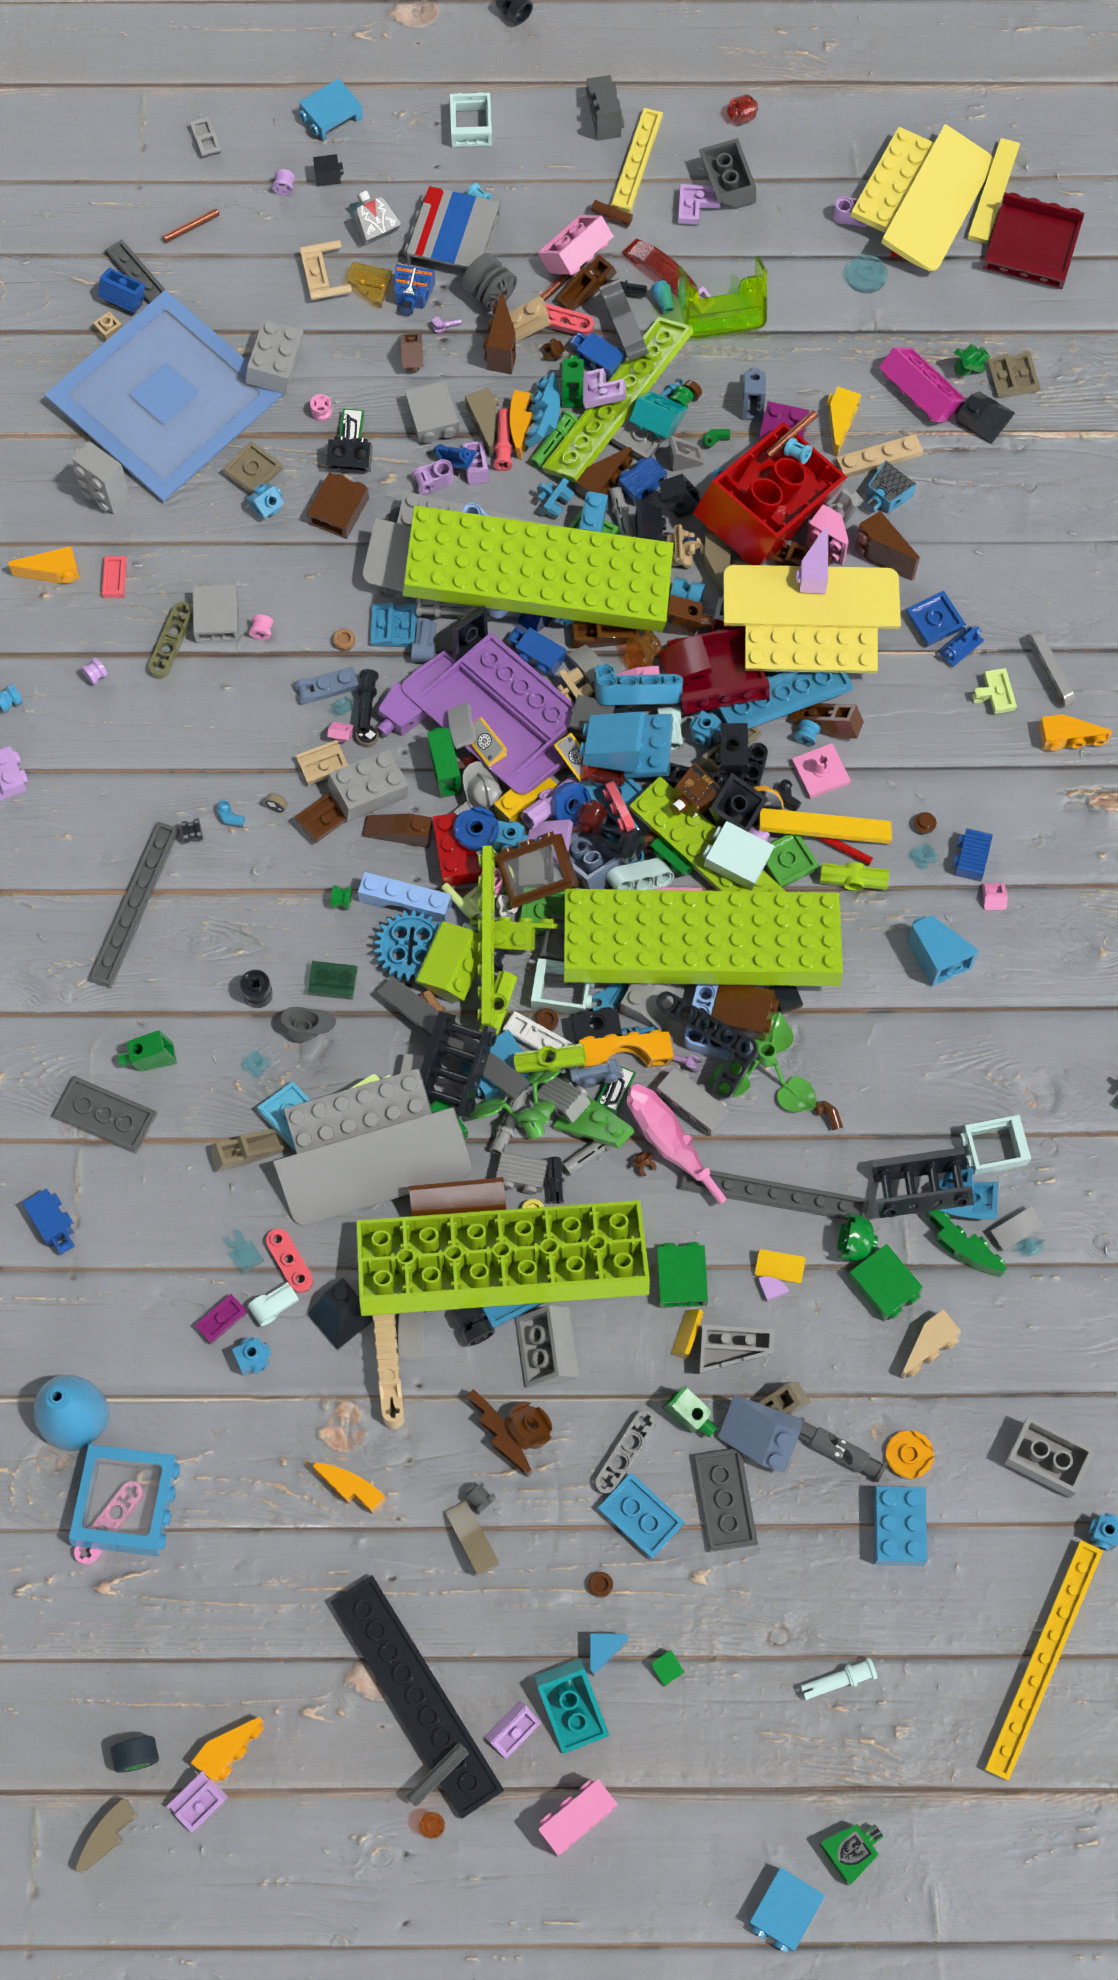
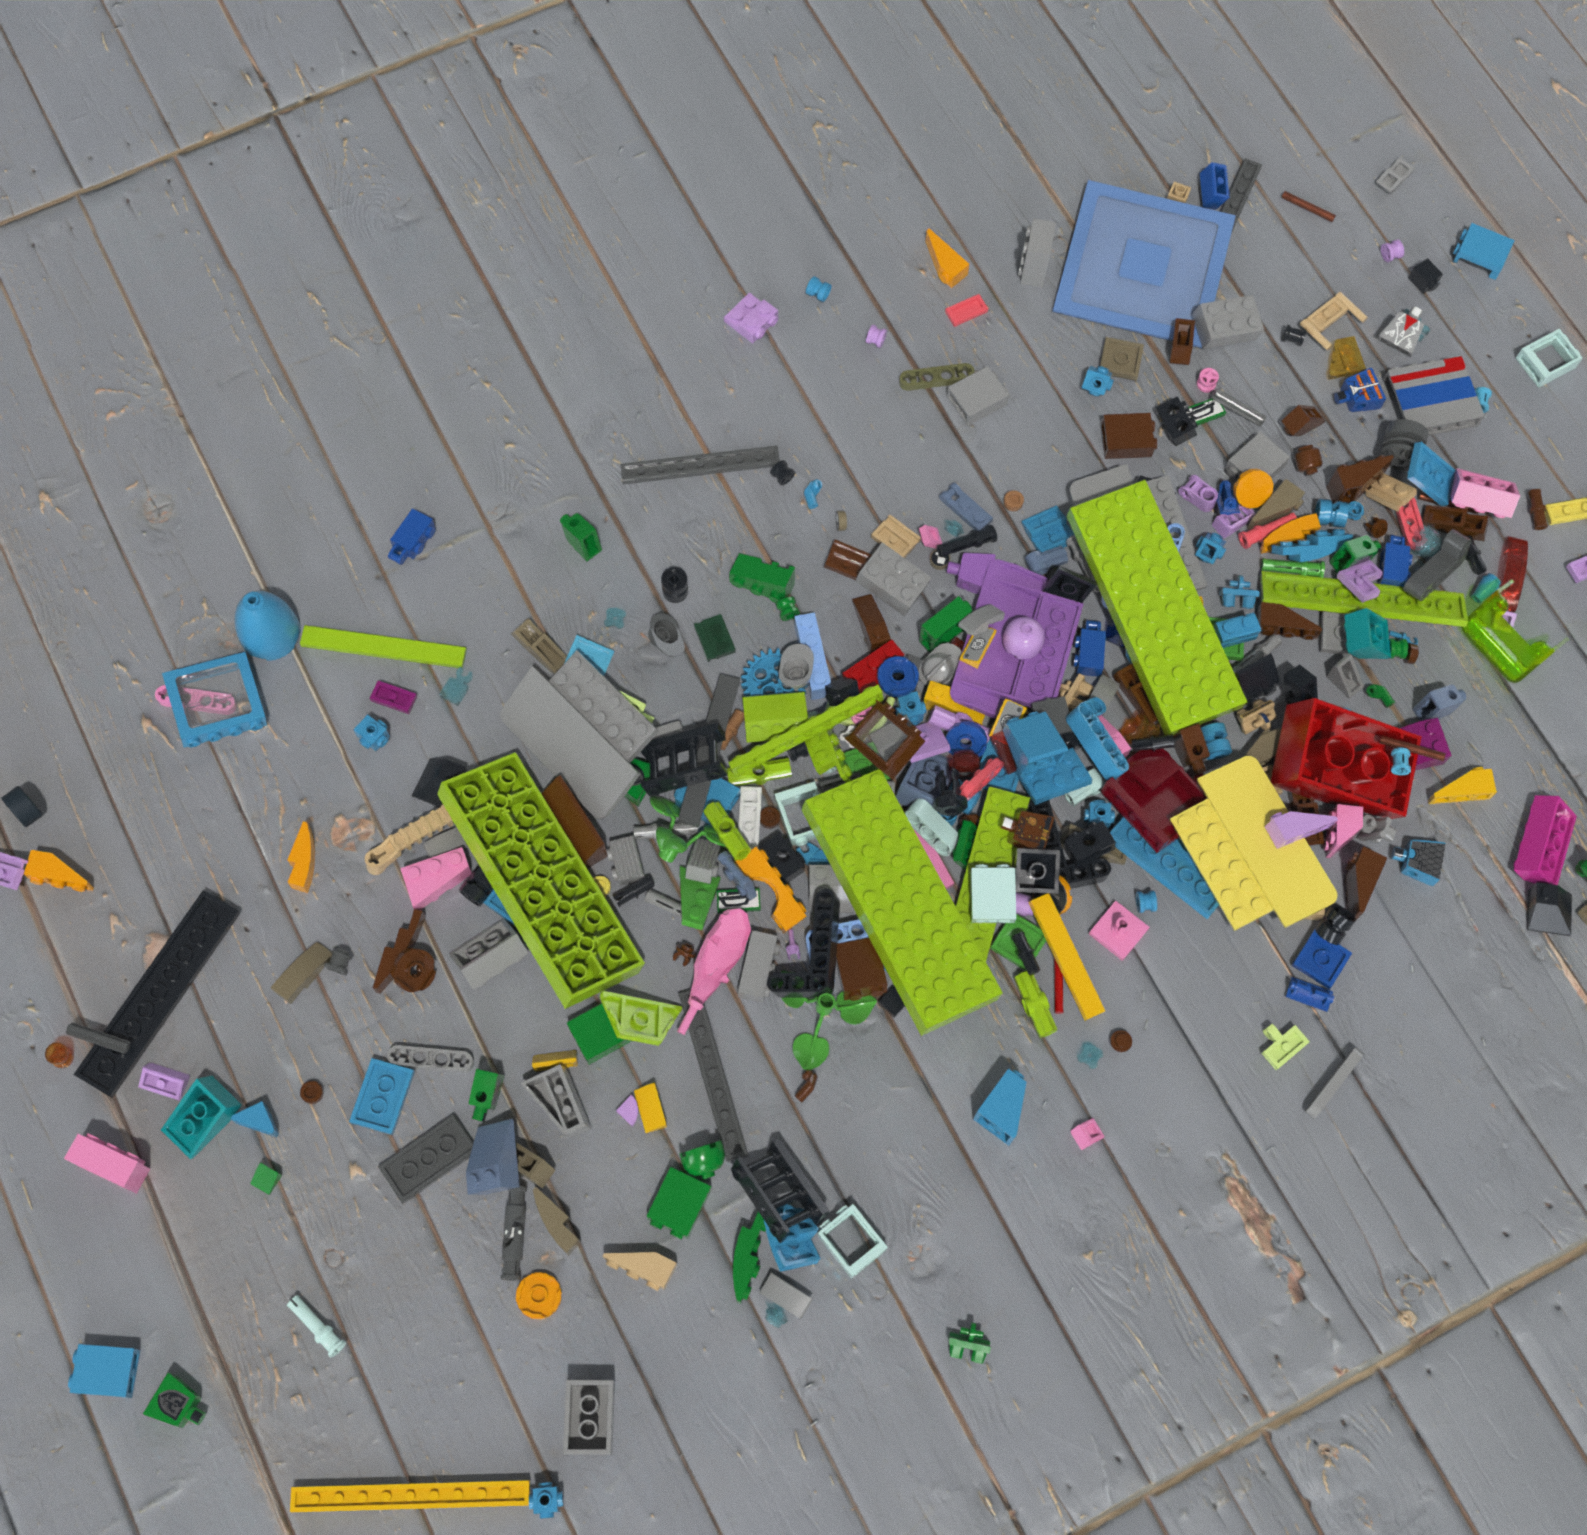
camera: 60 degrees right, 0 degrees up
(105, 1114) = (517, 532): dark grey tile -> none
(157, 1306) = (383, 647): none -> lime tile
(261, 627) = (985, 434): bright pink wheel -> none
(267, 1308) = (419, 726): light aqua piece -> none
(270, 406) = (1182, 341): none -> reddish brown slope
(290, 1270) = (464, 732): coral plate -> none
(297, 904) = (762, 578): none -> green wedge
(319, 310) = (1294, 335): none -> black bush
(365, 396) = (1238, 407): none -> dark grey axle
(414, 913) = (796, 666): none -> light grey piece
(439, 326) = (1341, 431): lavender hand -> none
(440, 1363) = (435, 876): none -> bright pink wedge
(454, 368) = (1308, 459): none -> reddish brown head
(460, 427) = (1253, 488): none -> light orange tile
(463, 887) = (840, 690): none -> black brick
(499, 699) = (1023, 637): none -> lavender cylinder
(501, 498) = (1207, 553): none -> dark azure brick
(519, 377) = (1333, 513): none -> dark azure wheel
(526, 354) = (1358, 508): none -> dark azure plate
(534, 274) = (1431, 474): none -> dark azure plate
(597, 313) = (1430, 542): none -> clear light blue hair
(641, 1031) = (798, 893): dark azure hand -> none
(642, 479) = (1295, 652): blue brick -> none
(664, 644) = (1154, 743): none -> black axle
(691, 1231) = (639, 1018): none -> lime wing
(784, 790) = (1078, 912): black arm -> none
(806, 858) = (1025, 953): none -> black axle
(833, 719) = (1170, 916): reddish brown slope -> none
(847, 1405) = (555, 1222): none -> dark tan slope
(873, 457) = (1456, 842): tan plate -> none
(900, 1526) = (468, 1315): dark azure brick -> none
(913, 588) = (1336, 924): none -> black wheel
(973, 854) = (1114, 1095): blue brick -> none
(1065, 731) = (1281, 1126): light orange slope -> none

